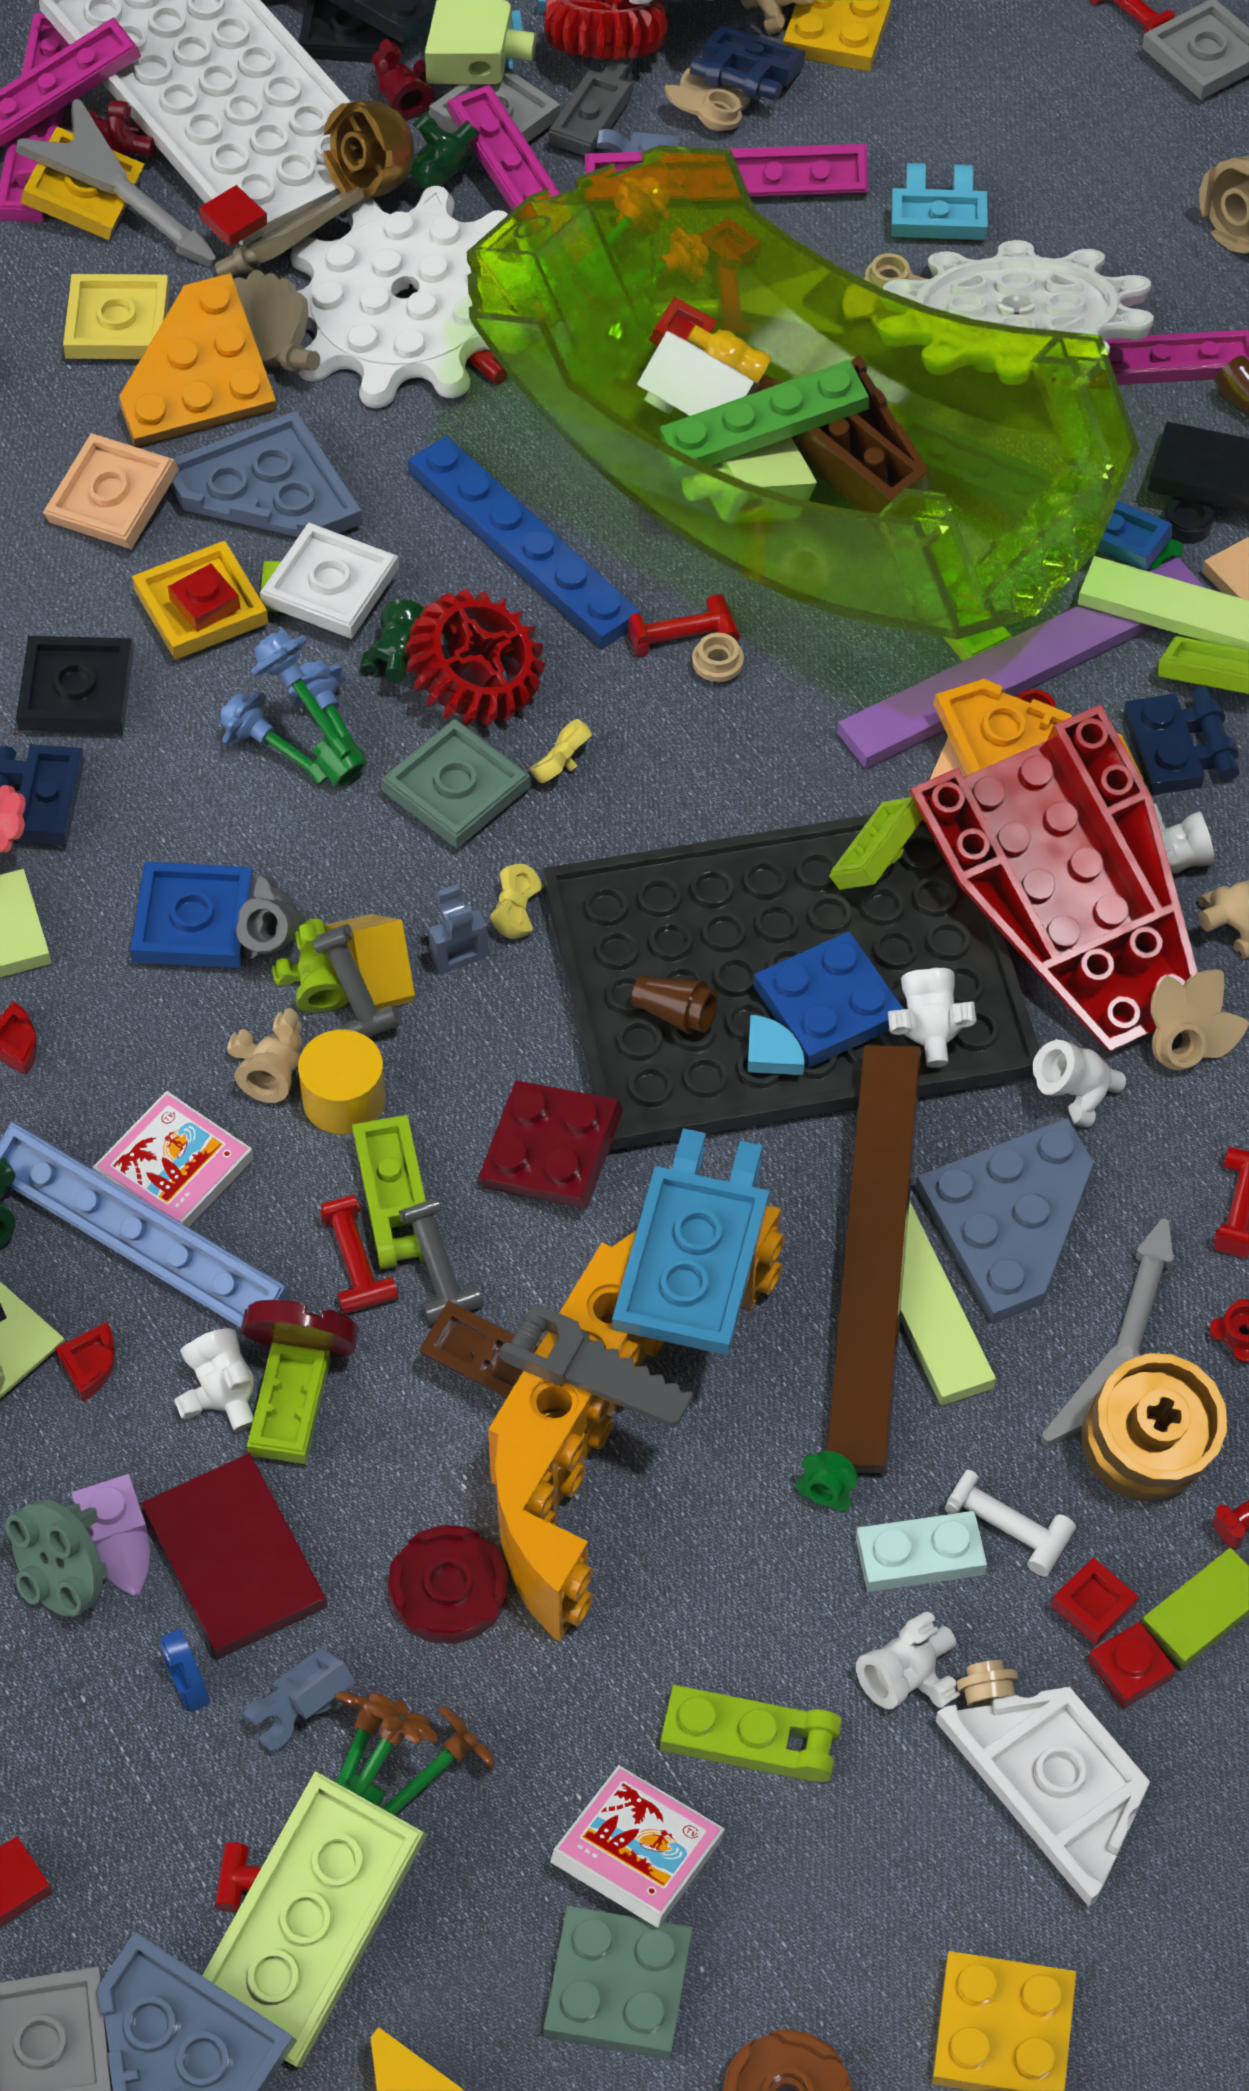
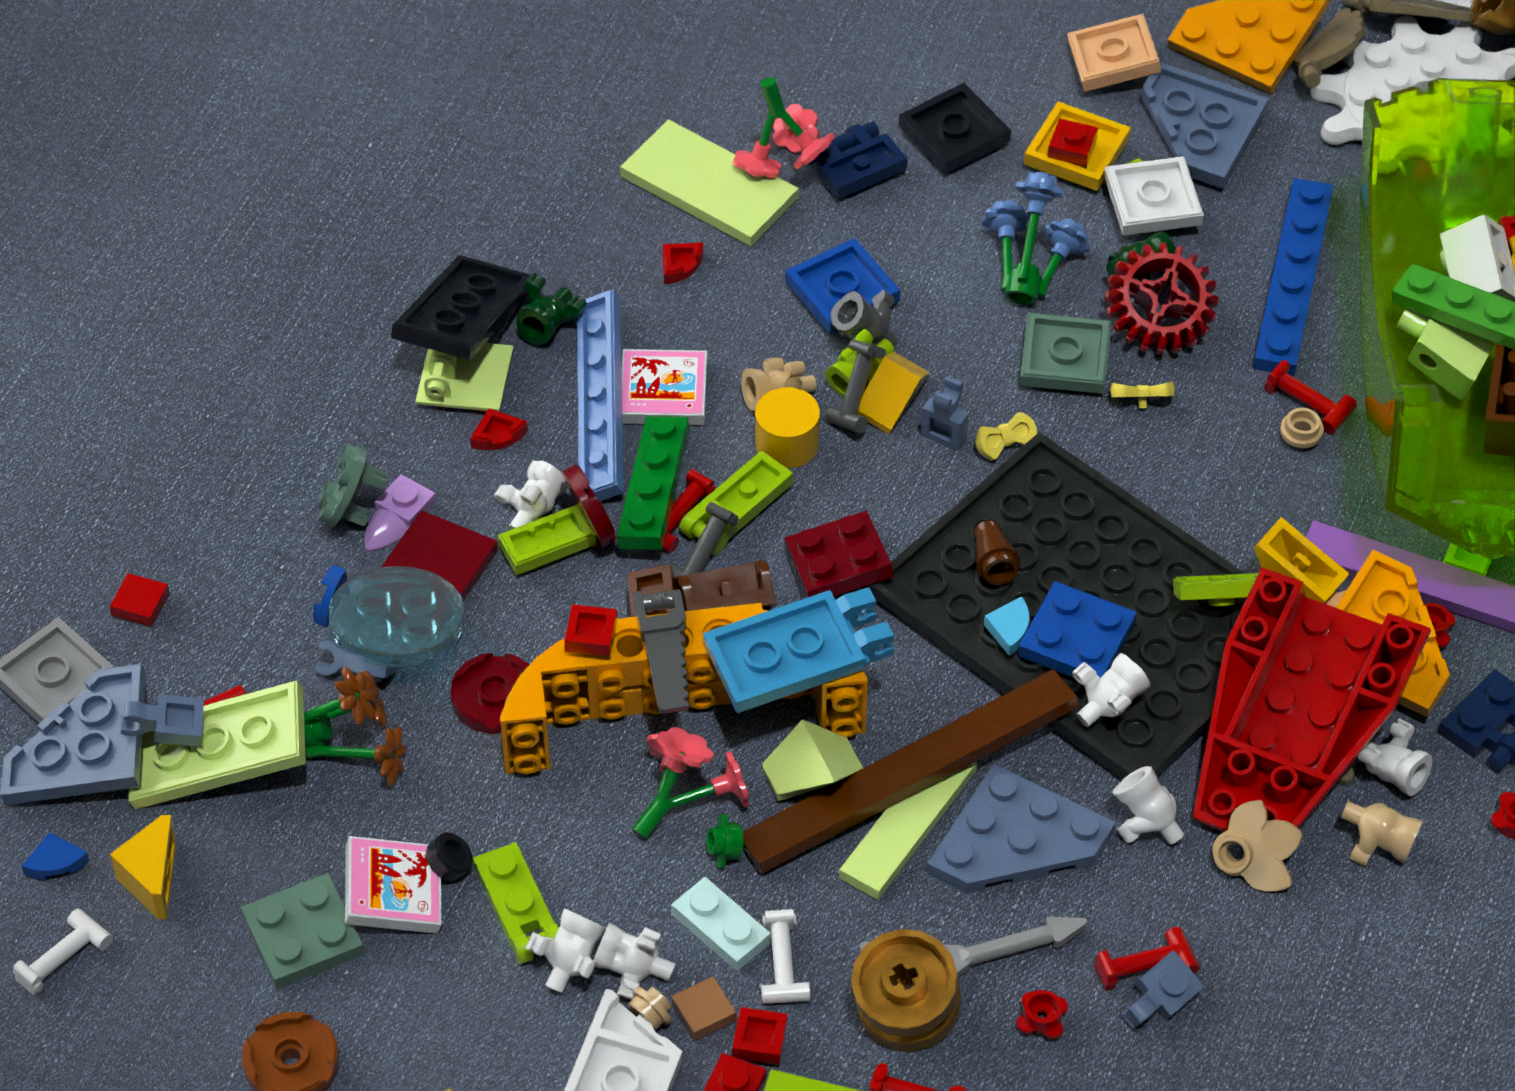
camera: 55 degrees right, 5 degrees down
(253, 1942) = (172, 719): none -> sand blue plate
(286, 1615) = (396, 615): none -> clear light blue tile
(304, 1250) = (653, 483): none -> green plate
(514, 1269) = (728, 587): none -> reddish brown hinge
(521, 1423) = (590, 630): none -> red plate
(643, 1764) = (449, 856): none -> black tile
(731, 1435) = (677, 751): none -> coral plant
(797, 1340) = (809, 760): none -> yellowish green slope
(866, 1714) = (569, 950): none -> white piece
(895, 763) = (1295, 556): none -> yellow slope
(1017, 1634) = (703, 1008): none -> medium nougat tile

